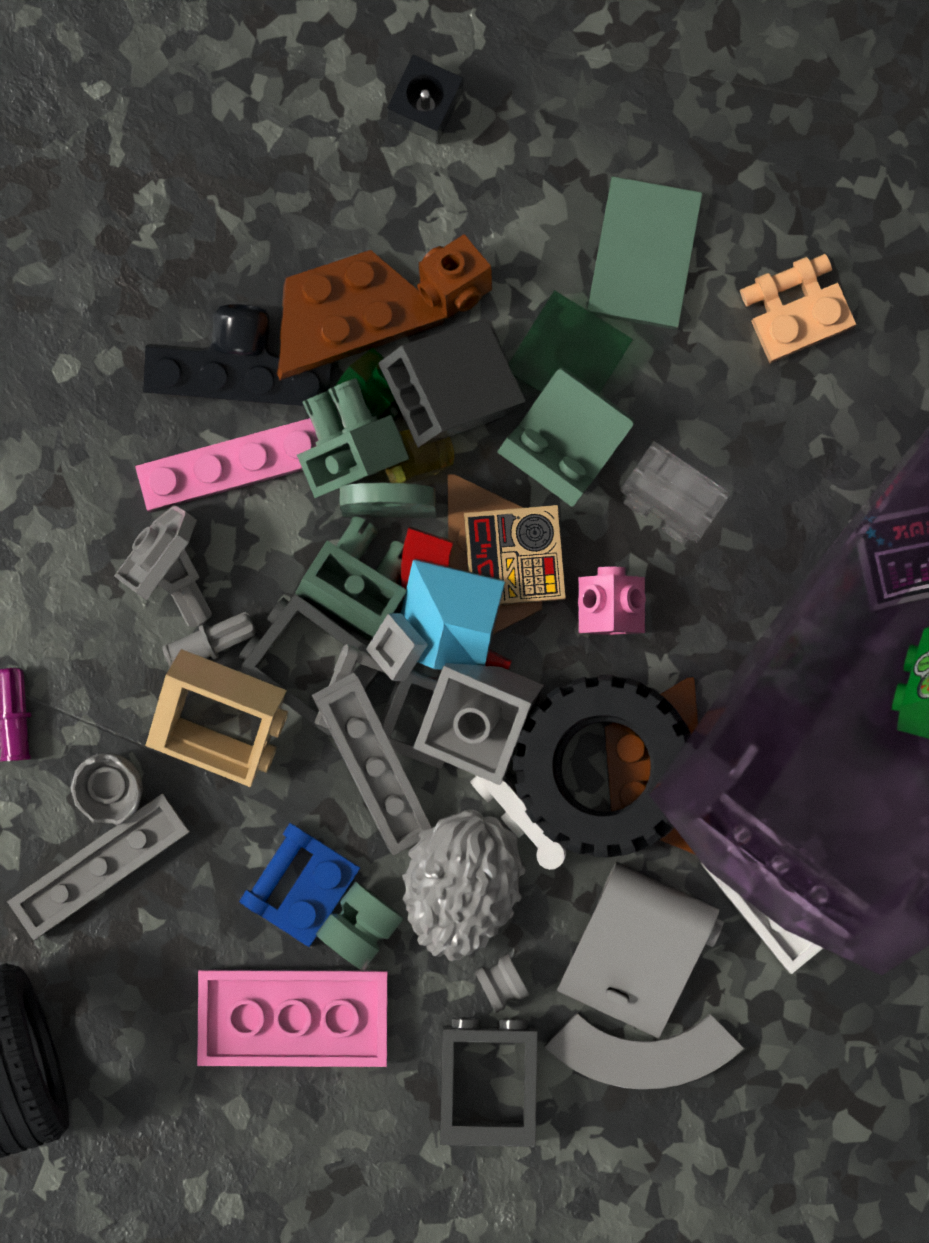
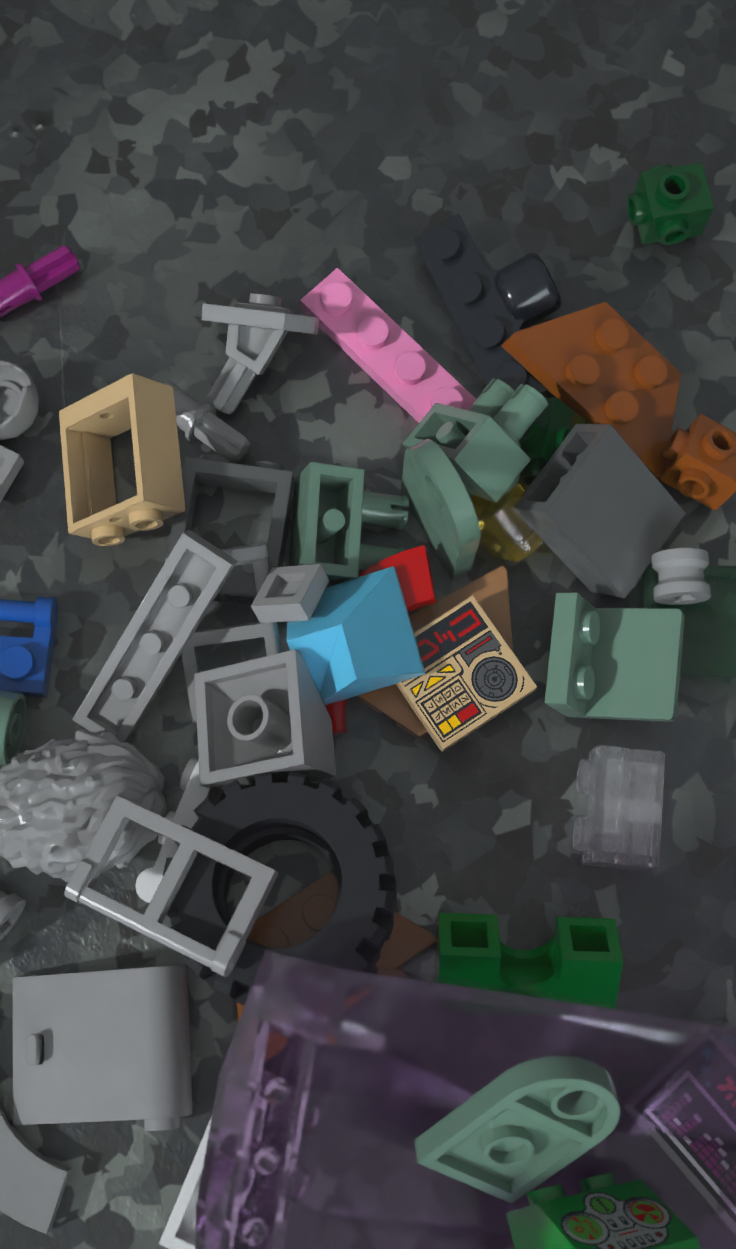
camera: 60 degrees right, 10 degrees down
(225, 161) = (670, 203): none -> dark green brick
(534, 353) = (681, 576): none -> light grey wheel
(534, 903) = (150, 924): none -> light grey window
(611, 603) = (466, 804): bright pink brick -> none
(762, 590) = (577, 961): none -> green arch
(849, 688) = (523, 1126): none -> sand green tile

